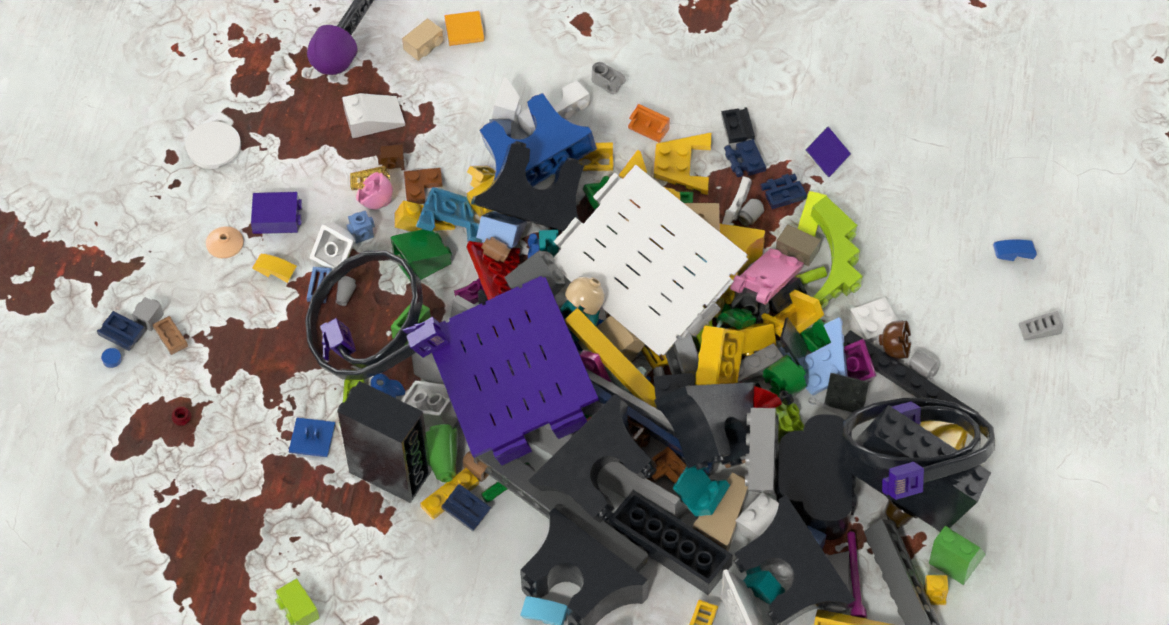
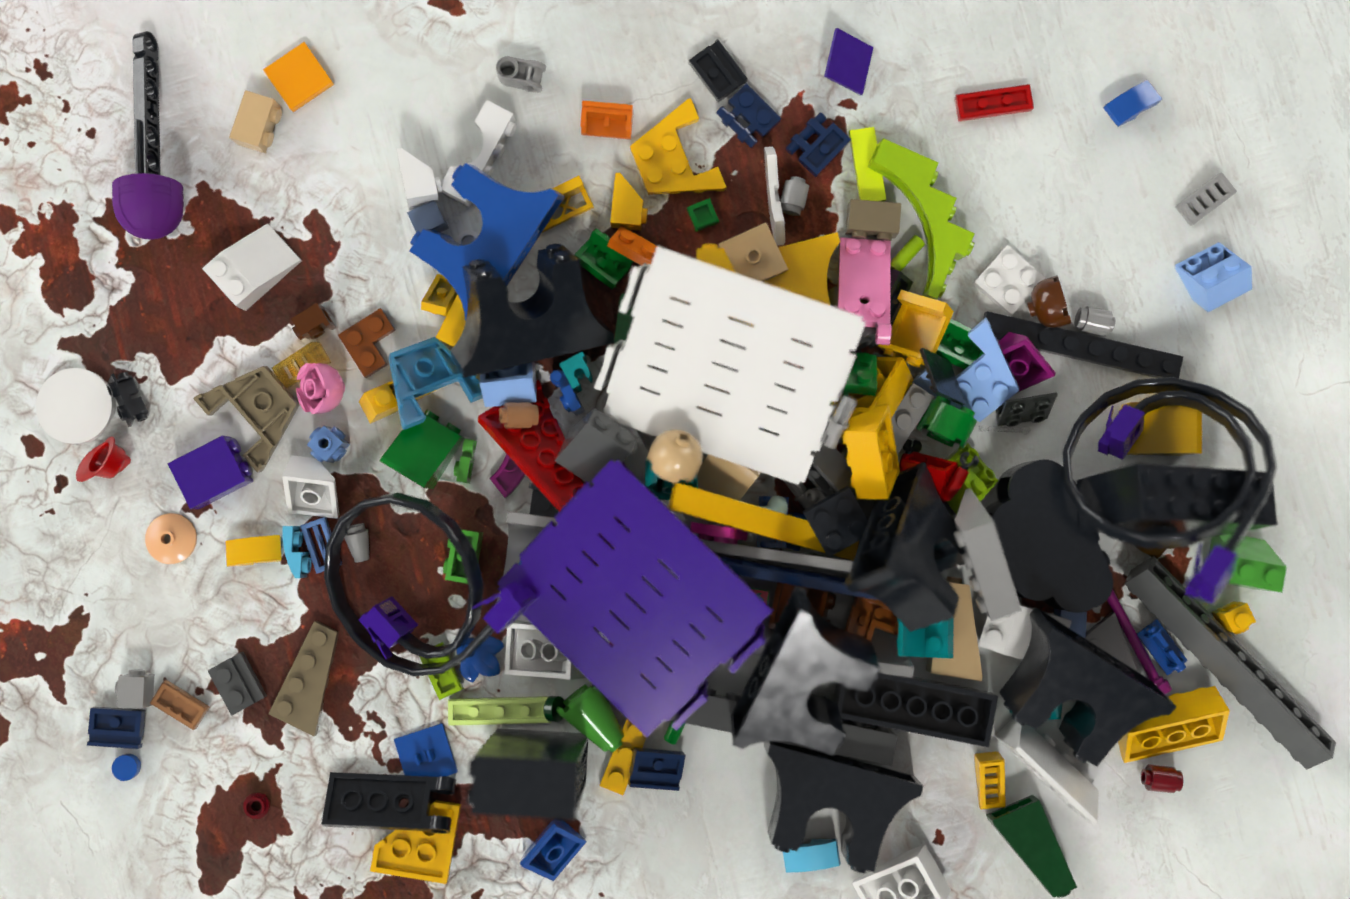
camera: 30 degrees left, 30 degrees up
(214, 181) = (103, 461): none -> red piece
(214, 340) = (237, 683): none -> dark grey plate
(245, 158) = (122, 390): none -> black hinge
(257, 360) = (304, 688): none -> dark tan wing
(272, 446) = (375, 799): none -> black hinge
(276, 486) = (419, 853): none -> yellow plate
(300, 283) = (297, 561): none -> medium azure slope
(332, 189) = (263, 404): none -> dark tan wing
(364, 525) = (553, 850): none -> blue slope
(442, 276) = (464, 467): none -> bright green plate
(873, 589) = (1162, 648): none -> blue hinge
(918, 215) = (994, 102): none -> red tile
(1024, 372) = (1215, 276): none -> light blue slope

